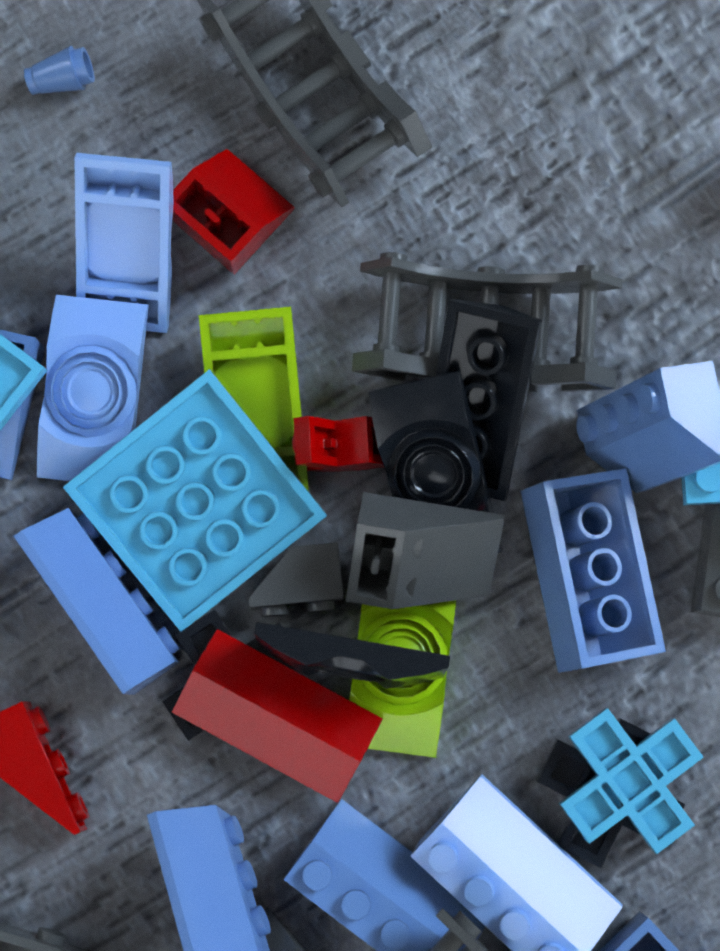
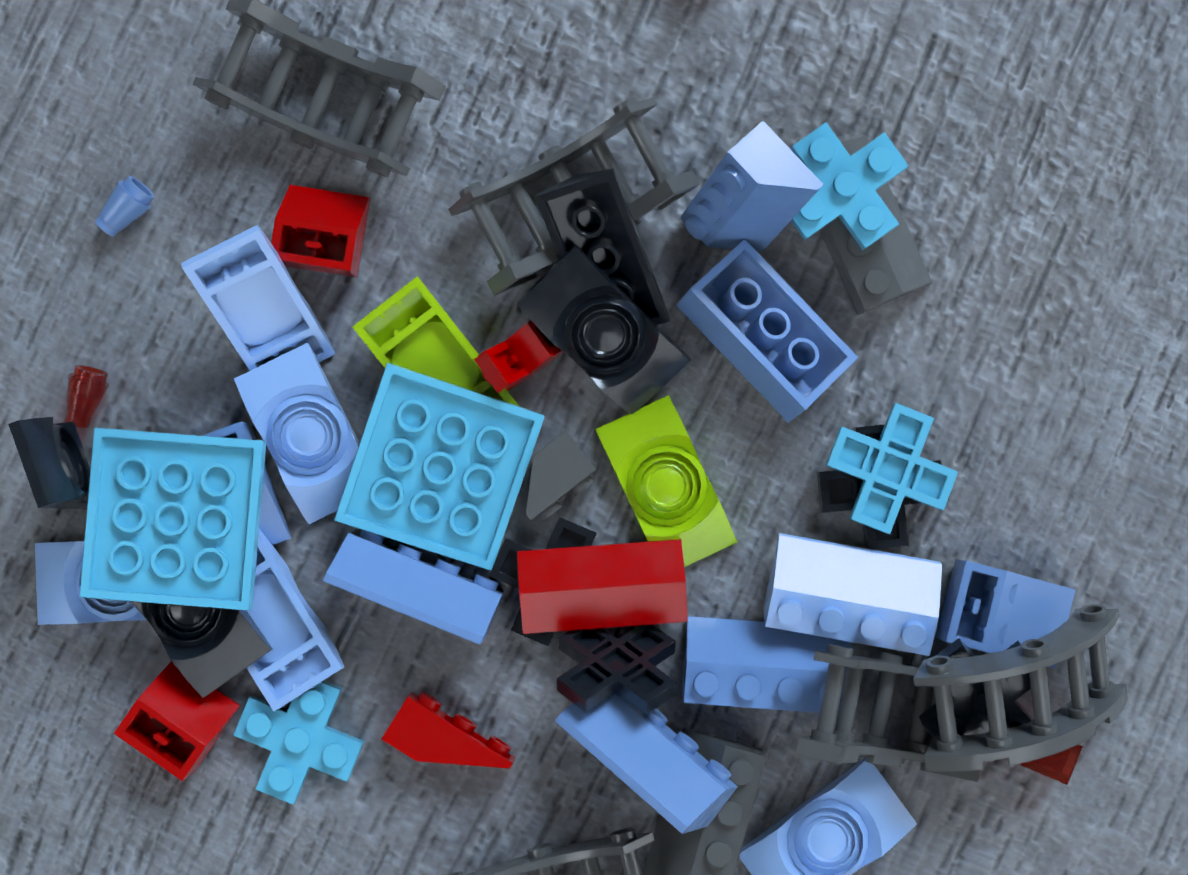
camera: 30 degrees left, 5 degrees up
(242, 802) = (617, 666): none -> black plate
(350, 657) = (630, 511): black slope -> none
(421, 553) = (633, 399): dark grey slope -> none

